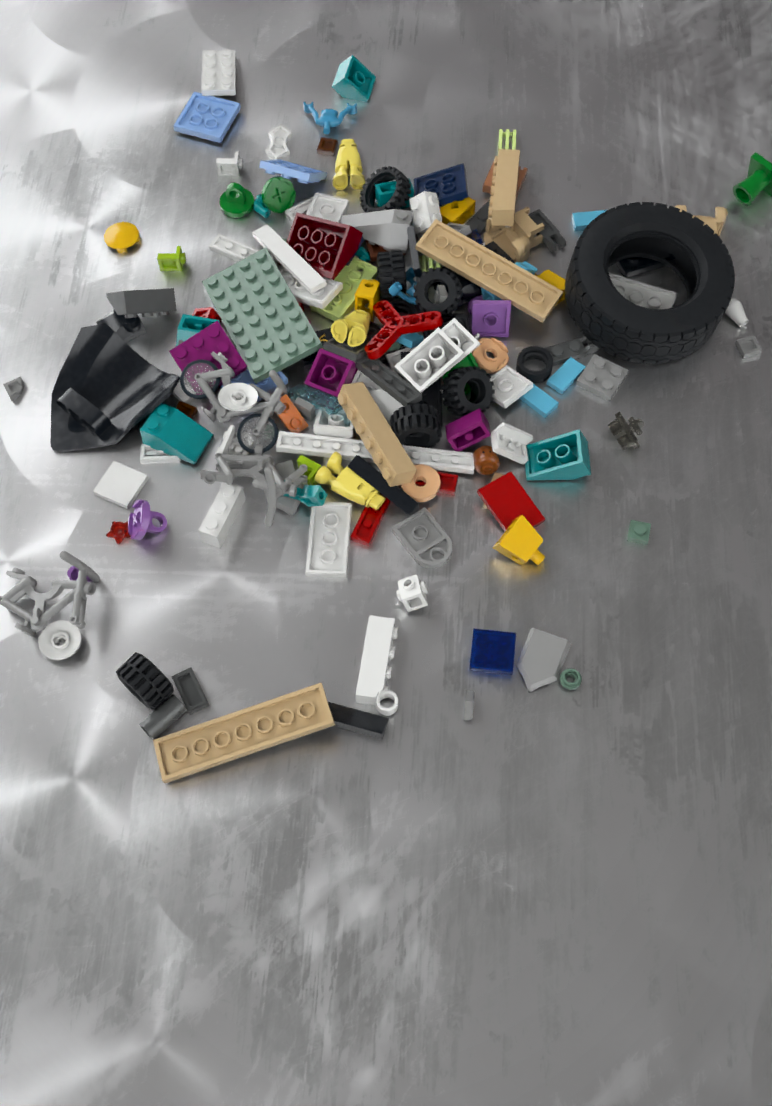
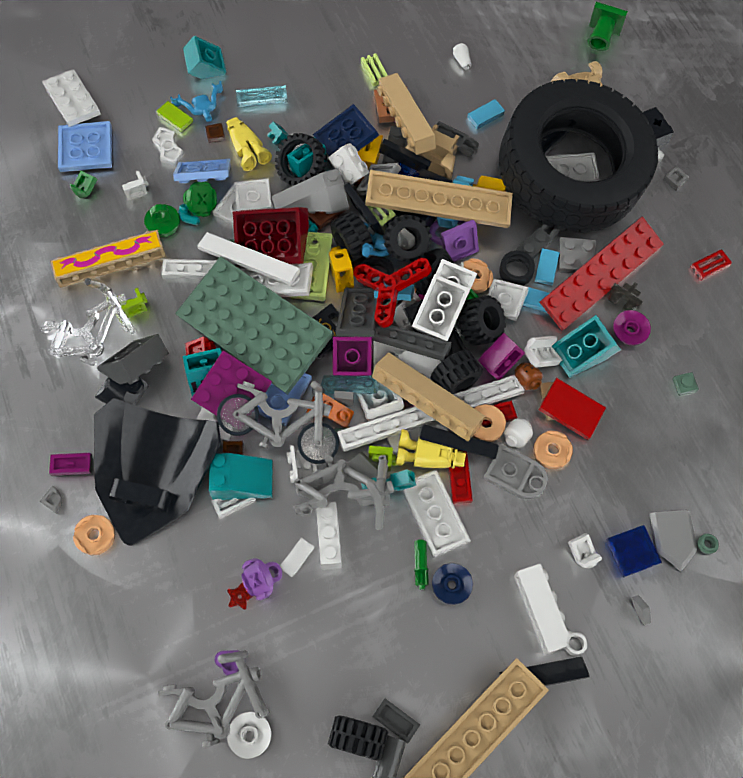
camera: 30 degrees left, 5 degrees up
(34, 438) = (102, 542): none -> light nougat tile
(43, 365) = (70, 464): none -> magenta plate
(117, 279) = (94, 346): none -> clear piece
(121, 236) = (69, 299): yellow dish -> none
(121, 485) = (214, 550): white tile -> none
(172, 214) = (107, 258): none -> brick
(186, 148) = (83, 185): none -> green plate
(186, 522) = (296, 557): none -> white sticker
(237, 397) = (286, 412): white dish -> none
(289, 575) = (421, 569): none -> green piece
(299, 120) = (174, 116): none -> lime tile
(304, 594) = (452, 573): none -> dark blue dish
(354, 326) = (352, 302): light yellow piece -> none
(381, 162) = (278, 132): none -> teal tile
(387, 130) = (261, 96): none -> clear light blue tile
(412, 588) = (539, 530): white brick -> none
(444, 629) = (584, 551): none -> white bracket
(446, 504) = (518, 433): none -> white head
(468, 544) = (550, 460): none -> light nougat tile
(484, 225) = (404, 156): none -> black tile
(520, 542) = (601, 439): yellow torso -> none
(598, 159) = (461, 54): none -> white cone
(614, 452) = (635, 321): none -> magenta dish
(628, 395) = (600, 273): none -> red plate
(735, 441) = (700, 271): none -> red tile
(753, 292) = (661, 128): none -> black brick

